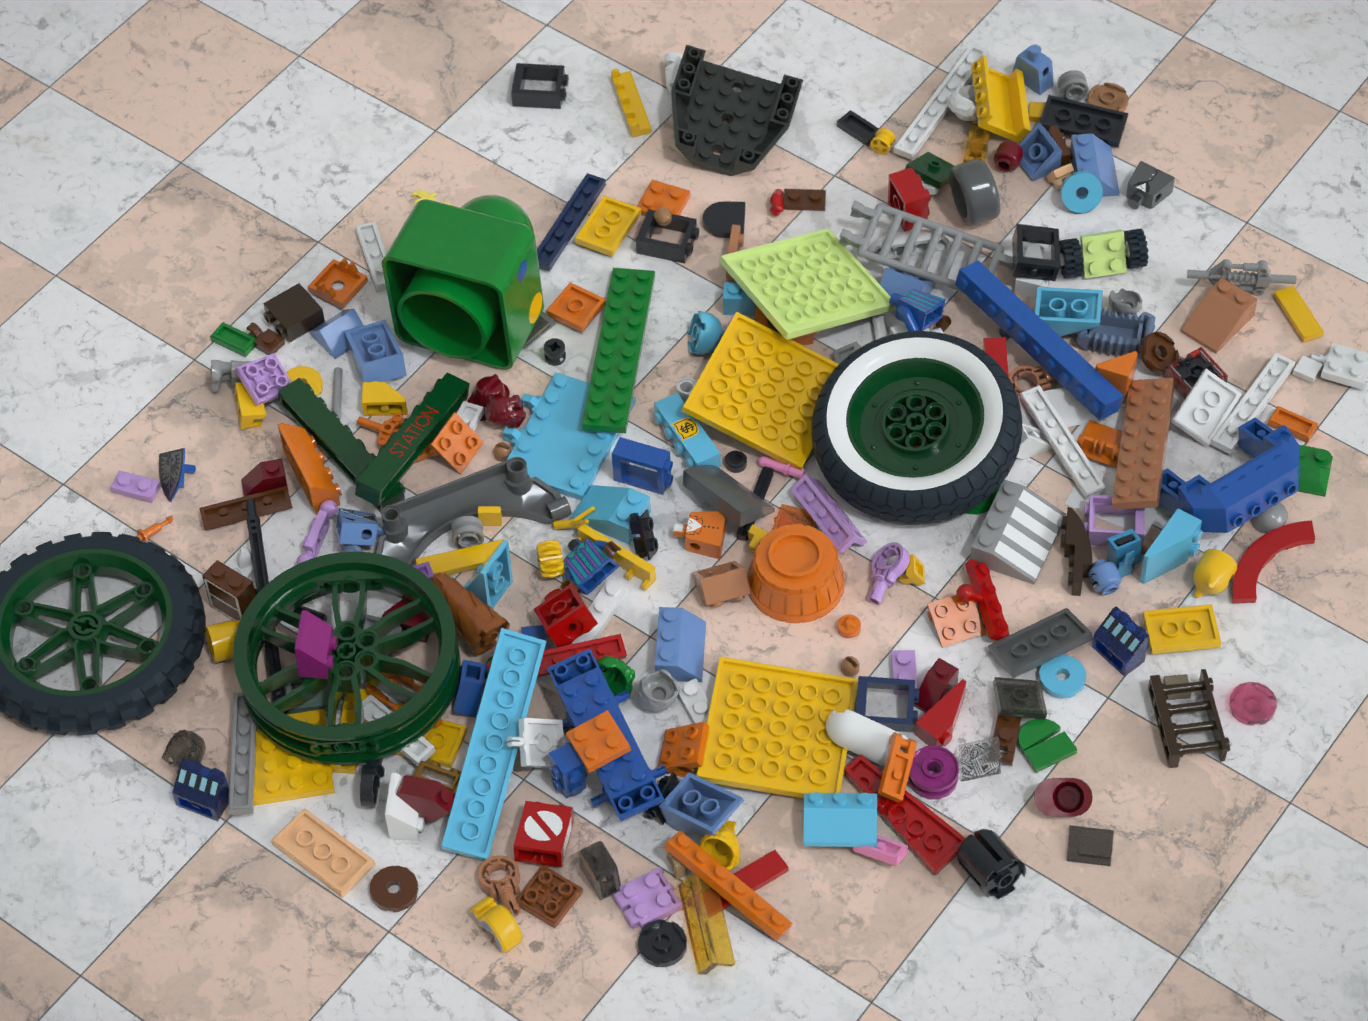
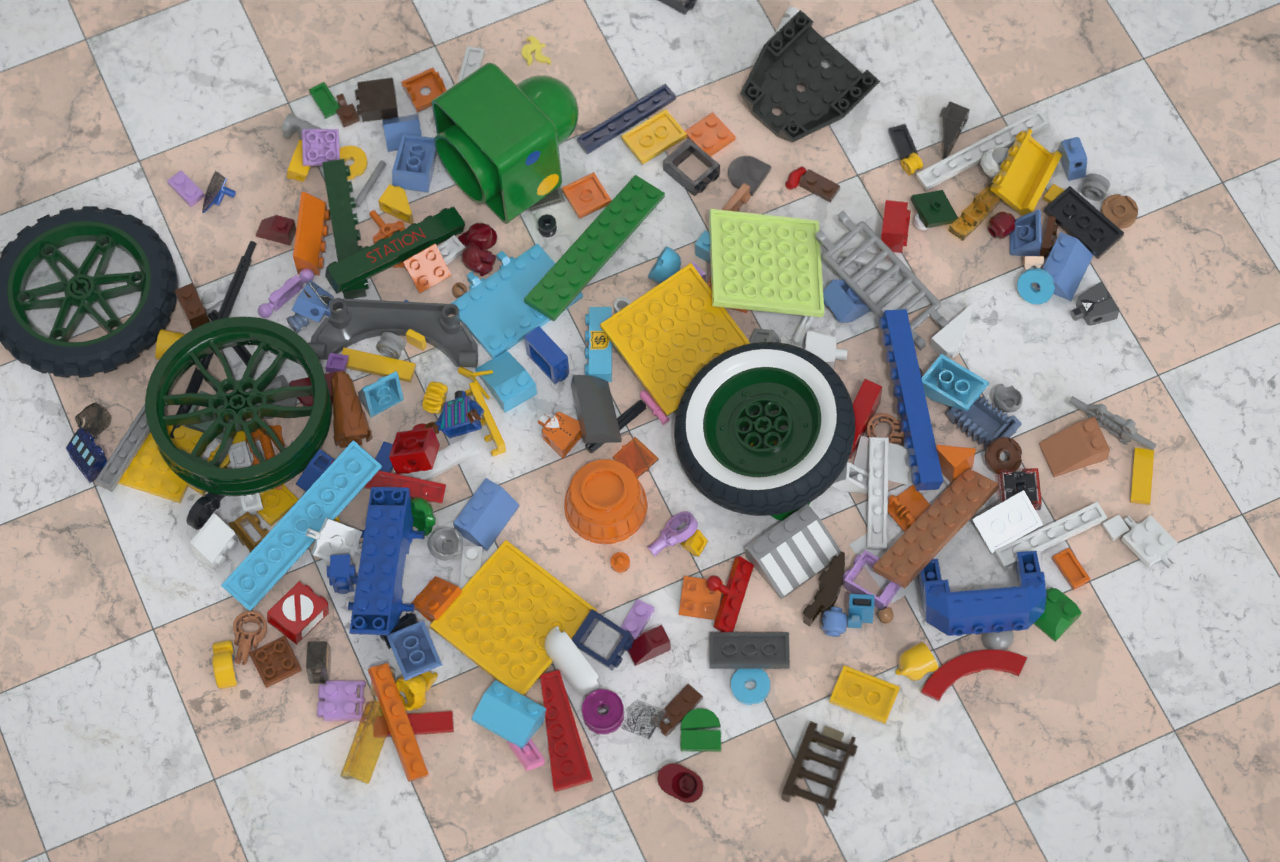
camera: 30 degrees right, 10 degrees up
(148, 532) = (175, 230): orange piece -> none
(236, 509) = (239, 242): reddish brown plate -> none
(314, 647) = (209, 389): magenta slope -> none
(323, 852) = (144, 545): light nougat tile -> none
(394, 876) = (171, 589): reddish brown tile -> none
(426, 797) = (229, 542): dark red slope -> none
(598, 741) = (367, 565): orange plate -> none
(630, 103) = (739, 36): yellow hinge -> none
(646, 544) = (513, 417): black hinge -> none
(662, 943) = (330, 739): black tile -> none
(663, 216) = (693, 151): medium nougat hinge -> none
(721, 583) = (547, 479): nougat slope -> none
(735, 461) = (624, 384): black tile -> none
(755, 534) = (596, 455): yellow tile -> none
(827, 513) = (659, 462): lavender fence -> none
(847, 668) = (595, 595): medium nougat hinge -> none
(896, 93) = (952, 123): none -> clear smoke slope
(897, 767) = (573, 696): orange plate -> none
(920, 310) = (834, 329): blue torso -> none
(939, 721) = (636, 673): red slope -> none
(974, 192) = (946, 246): dark grey wheel -> none
(990, 863) = (591, 820): black cylinder -> none
(1019, 698) = (704, 687): clear smoke tile -> none
(1025, 266) = (952, 338): black window -> none
(1090, 845) = (681, 829): clear smoke piece -> none
(1103, 253) = (1016, 348): plate -> none
(1121, 641) = (807, 682): clear blue slope -> none
(1172, 546) = (899, 624): medium azure slope -> none
(1252, 703) = (878, 782): clear pink tile -> none

